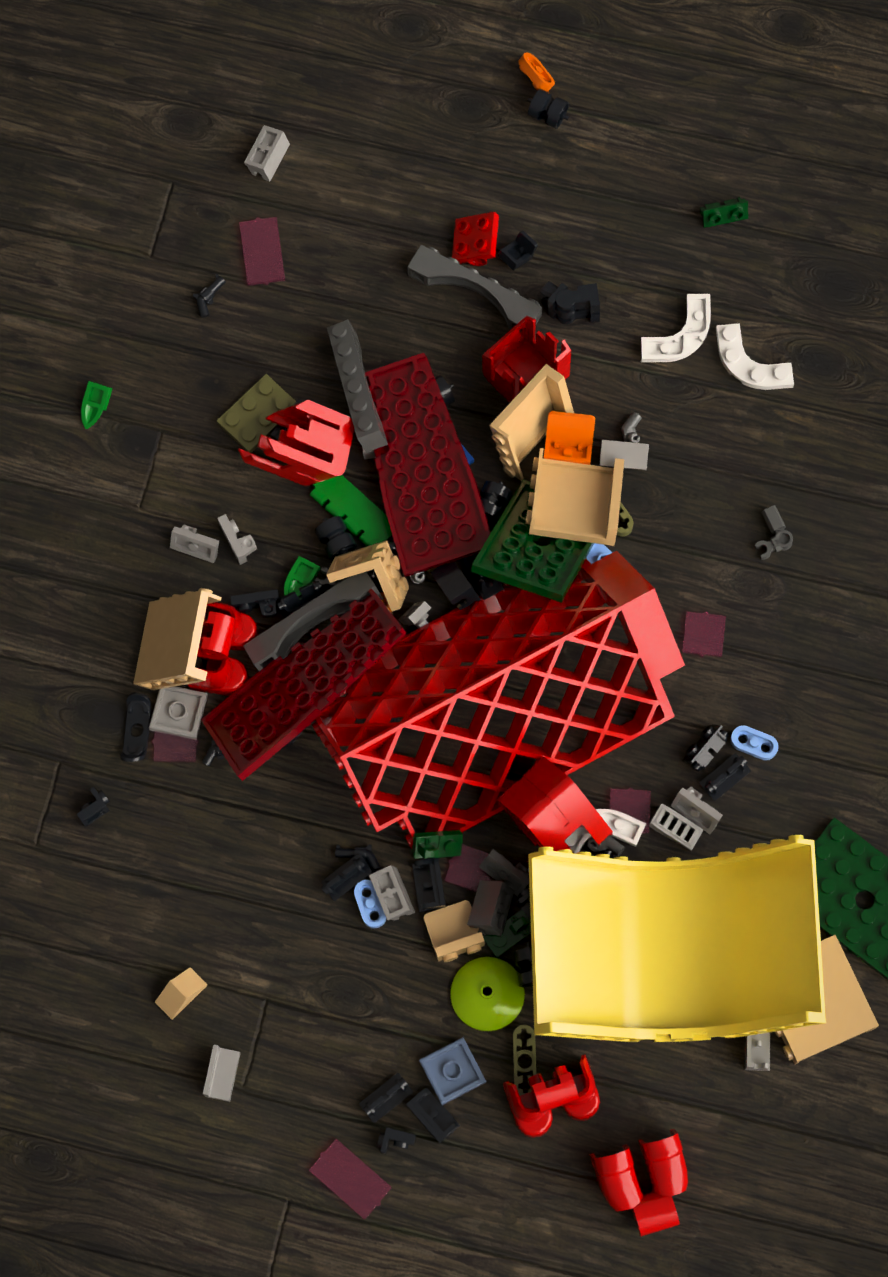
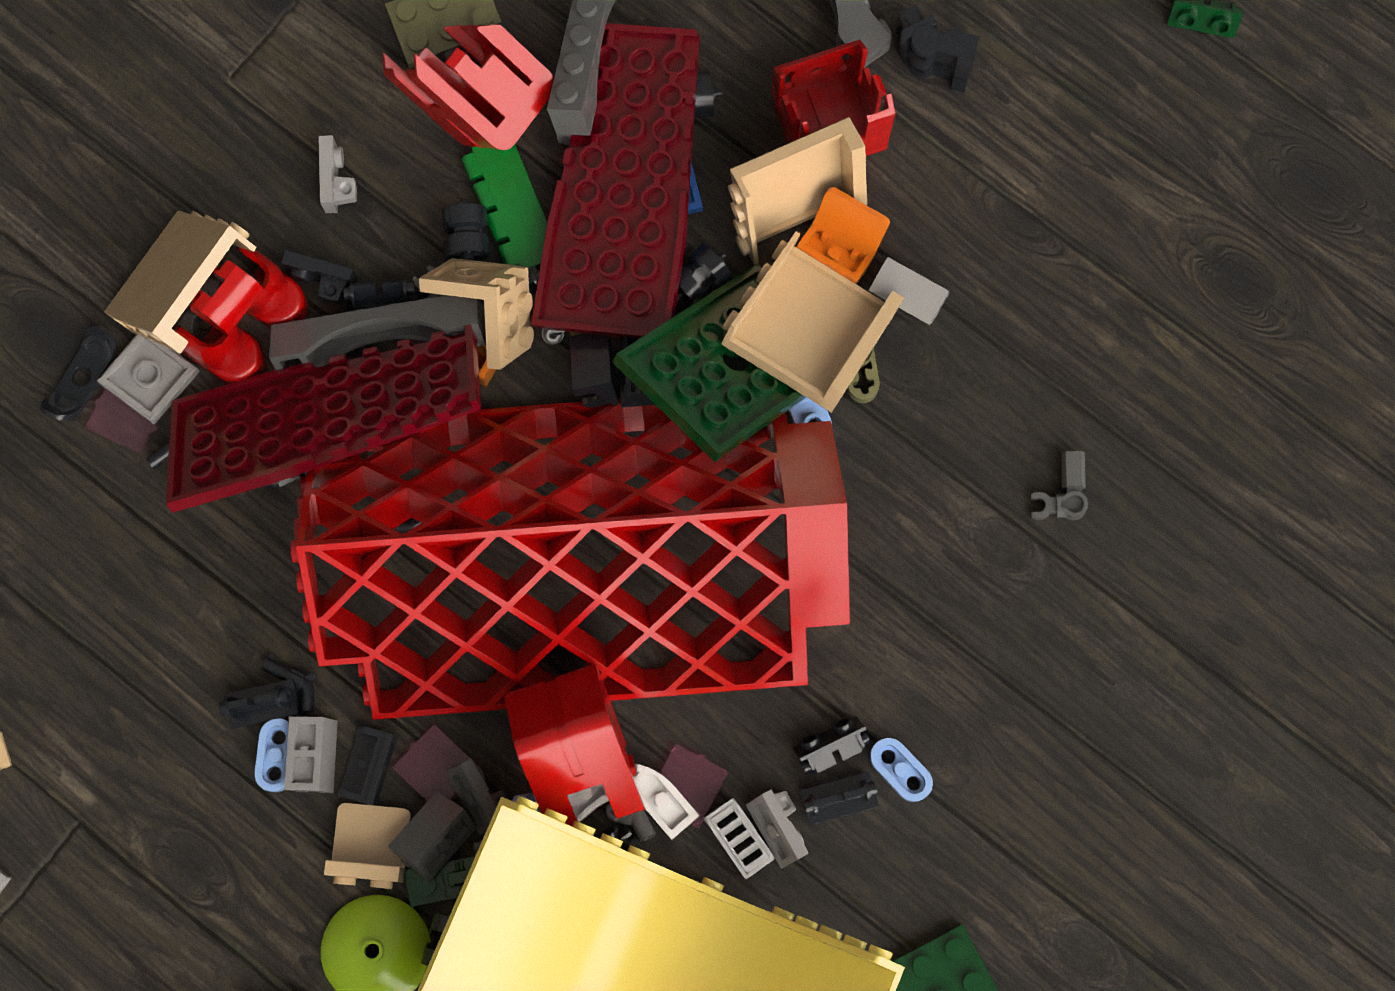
camera: 20 degrees right, 5 degrees up
(193, 544) = (269, 151): light grey hinge -> none
(300, 575) = (396, 262): green plate -> none
(416, 615) = (521, 387): light grey hinge -> none
(437, 844) = (397, 715): dark green hinge -> none
(628, 428) = (933, 259): dark grey arm -> none
(687, 340) = (1067, 170): white plate -> none
(704, 634) = (904, 586): clear pink piece -> none
(746, 370) = (1134, 248): white plate -> none

